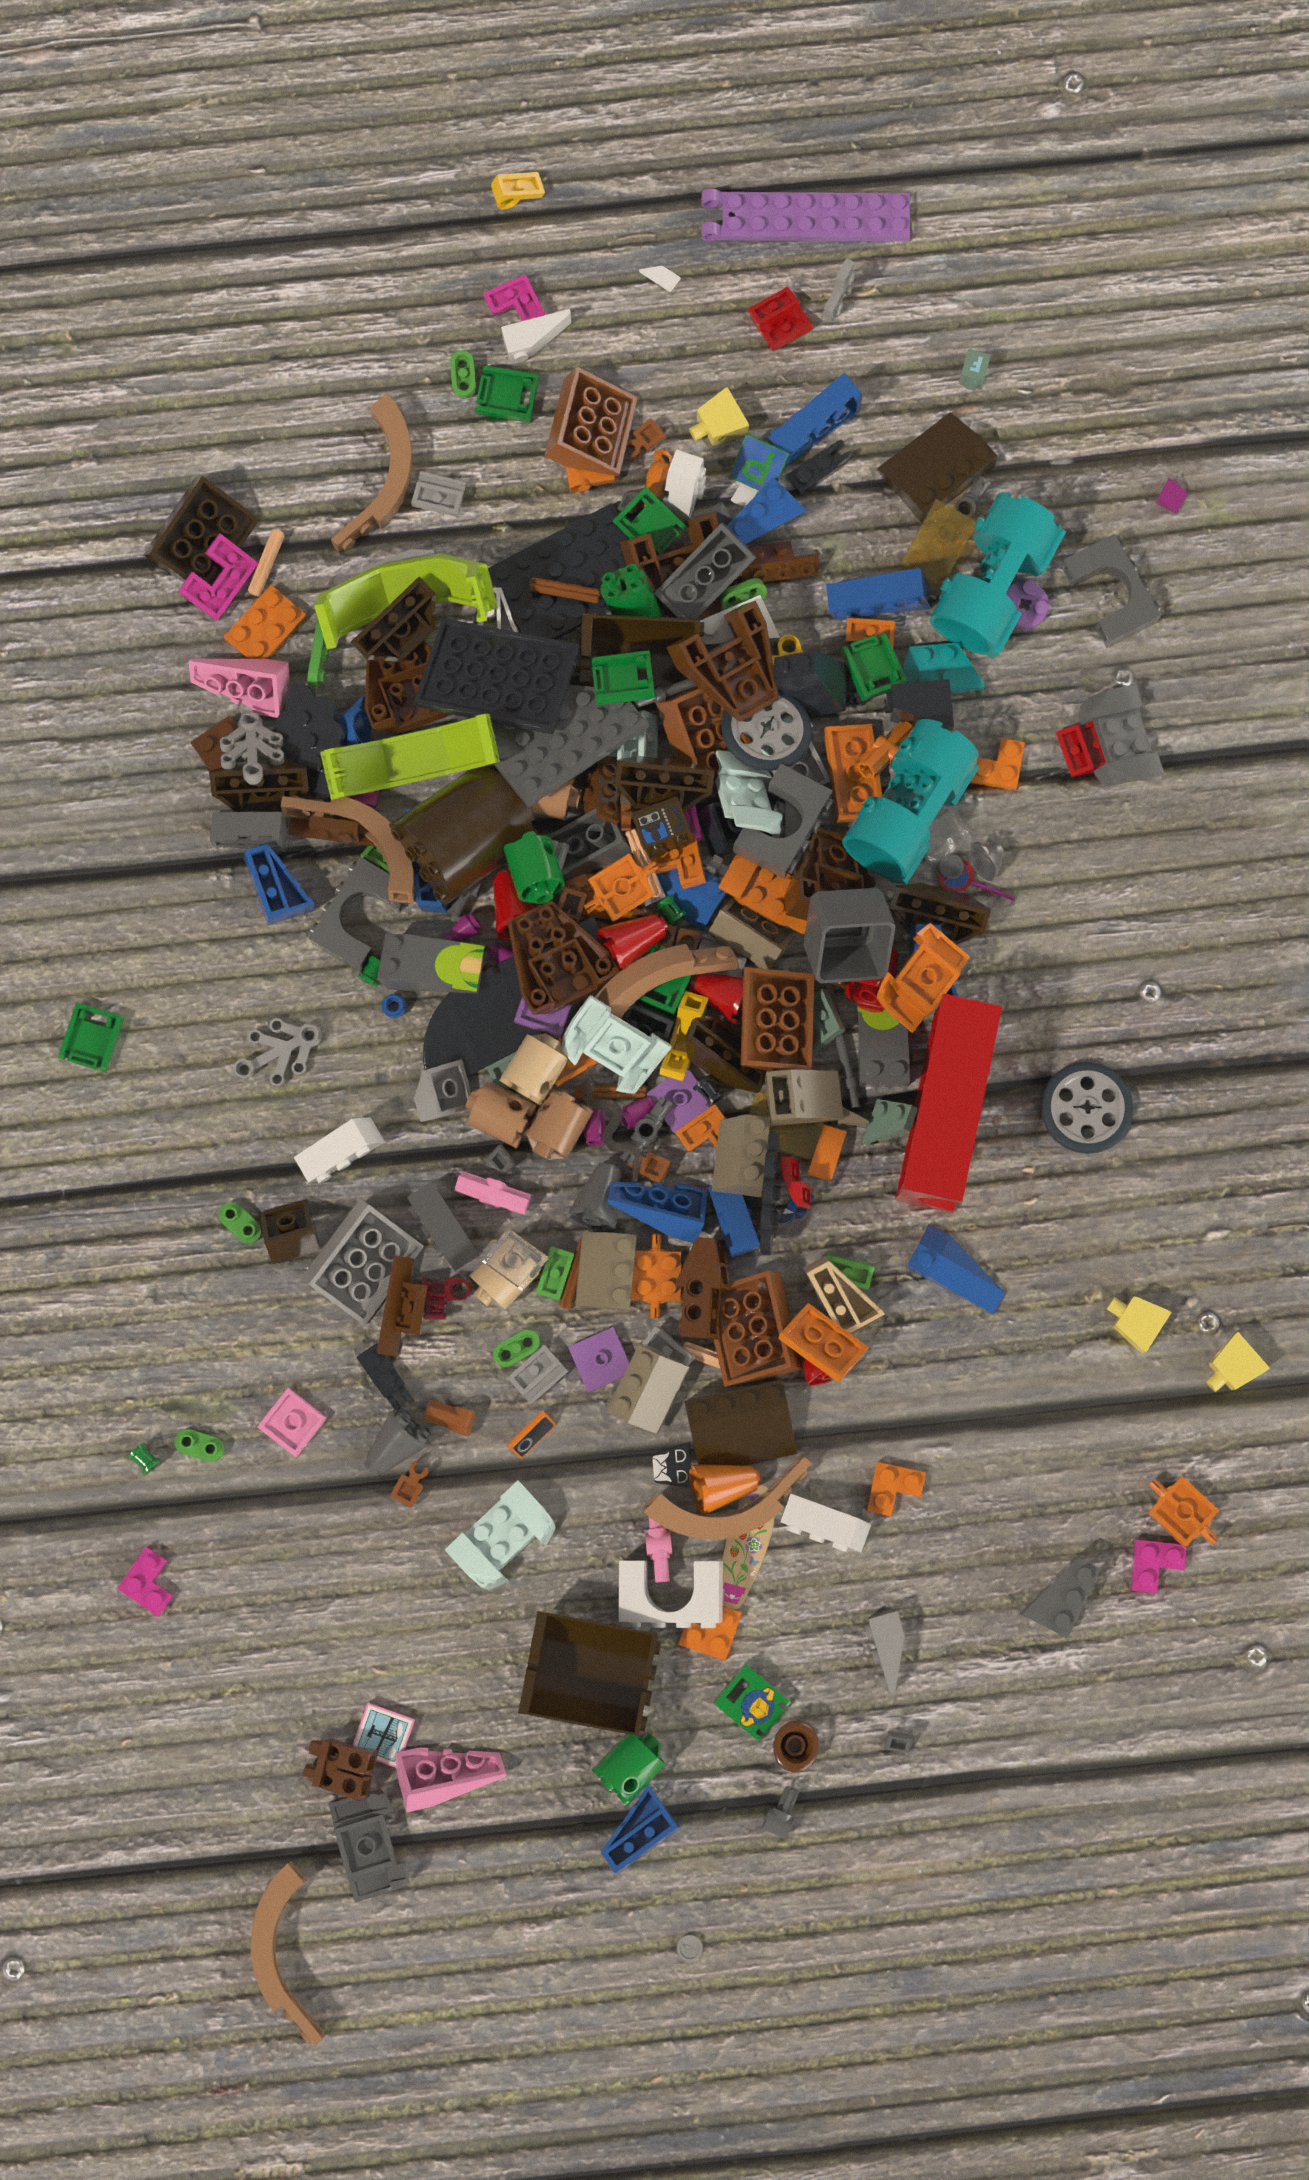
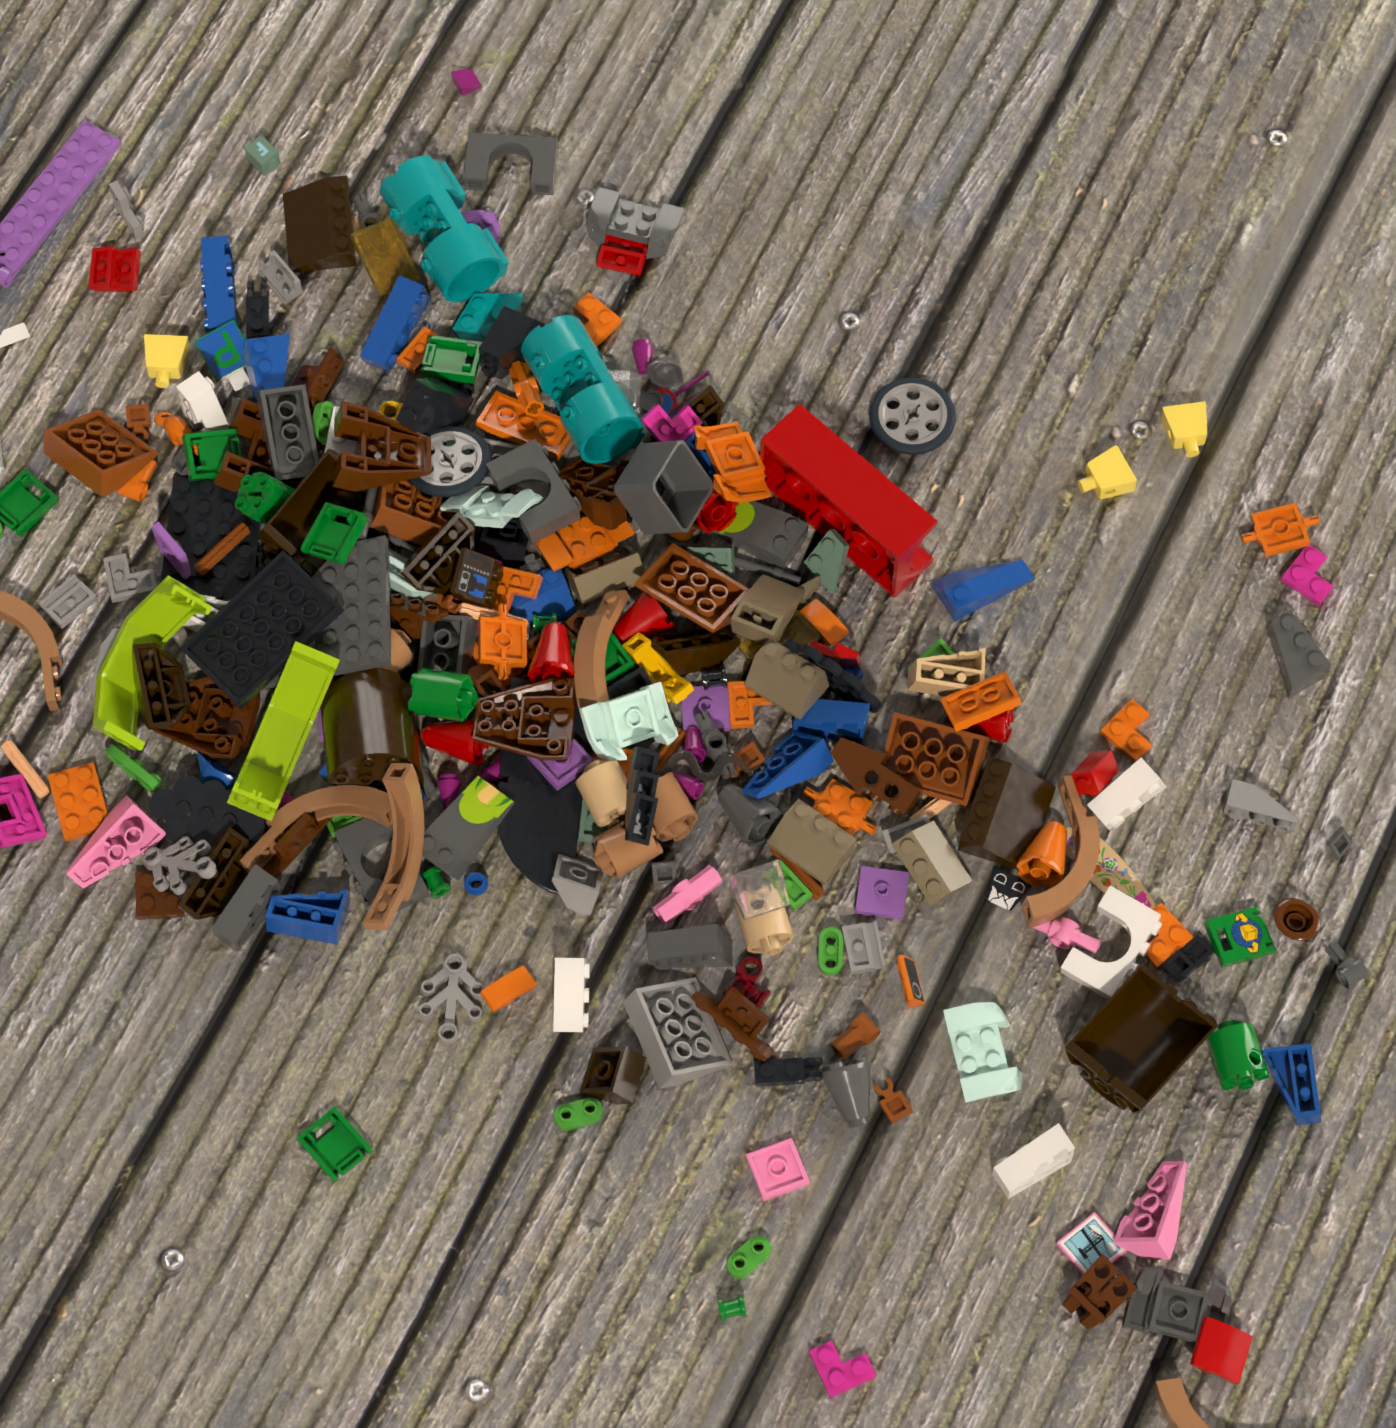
camera: 60 degrees left, 15 degrees down
(313, 1094) = (508, 988): none -> orange slope
(352, 1903) = (1221, 1350): none -> red slope
(371, 931) = (407, 845): none -> medium nougat arch
(425, 1639) = (1034, 1161): none -> white wedge
(484, 529) = (124, 584): none -> light grey plate
(530, 549) = (171, 550): none -> medium lavender plate
(540, 1100) = (641, 798): none -> black slope
(703, 1667) = (1188, 959): none -> black slope
(825, 1483) = (1095, 772): none -> red brick
(862, 465) = (280, 278): none -> light grey hinge
(920, 907) = (668, 429): none -> dark pink plate
(991, 830) = (642, 354): none -> magenta cone

